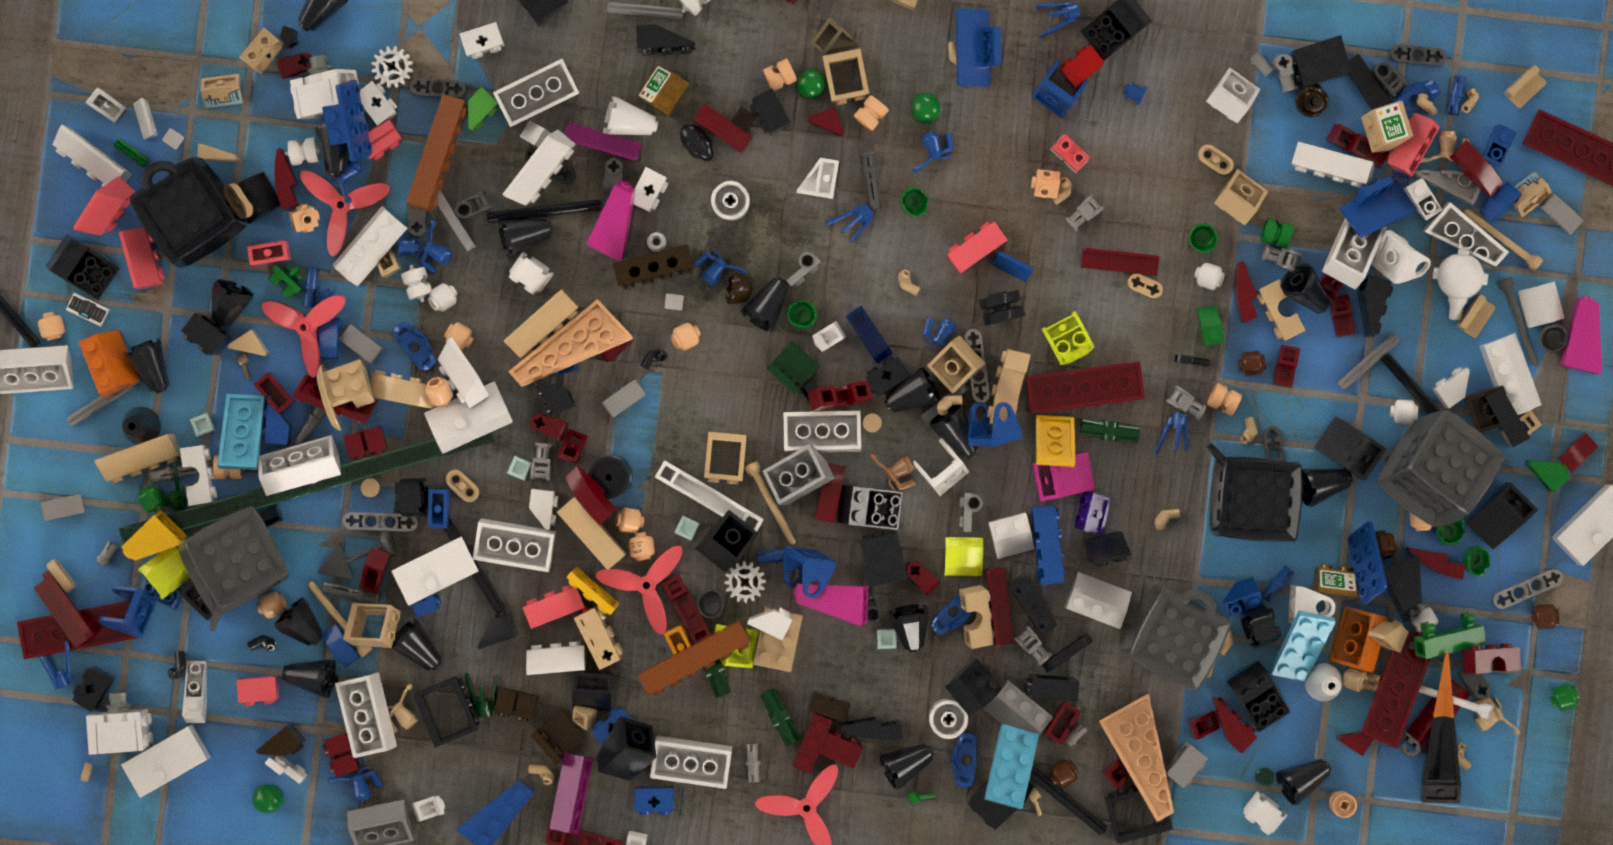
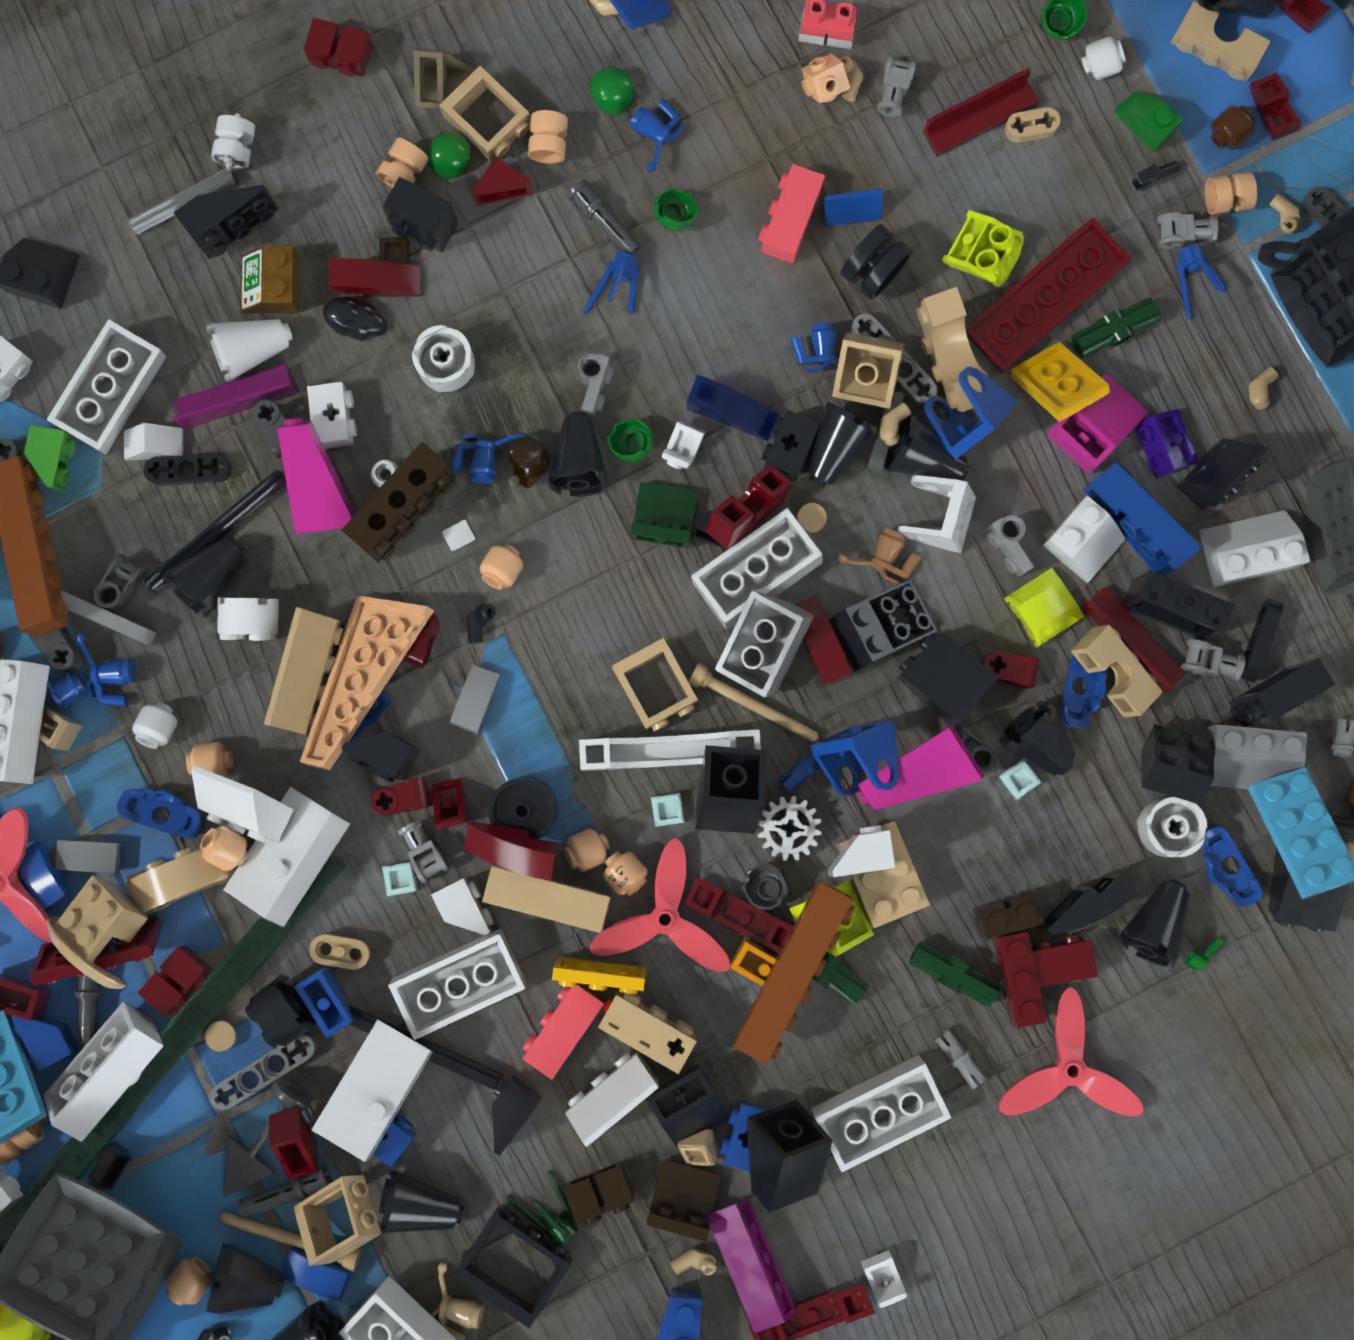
camera: 35 degrees left, 5 degrees down
(416, 282) = (105, 726): white wheel -> none
(539, 168) = (169, 475): white slope -> none
(662, 793) = (850, 1202): blue brick -> none
(821, 179) = (540, 260): white wing -> none
(905, 282) = (734, 317): tan arm -> none
(1057, 726) = (1313, 720): dark red piece -> none
(1243, 293) = (1159, 50): dark red slope -> none

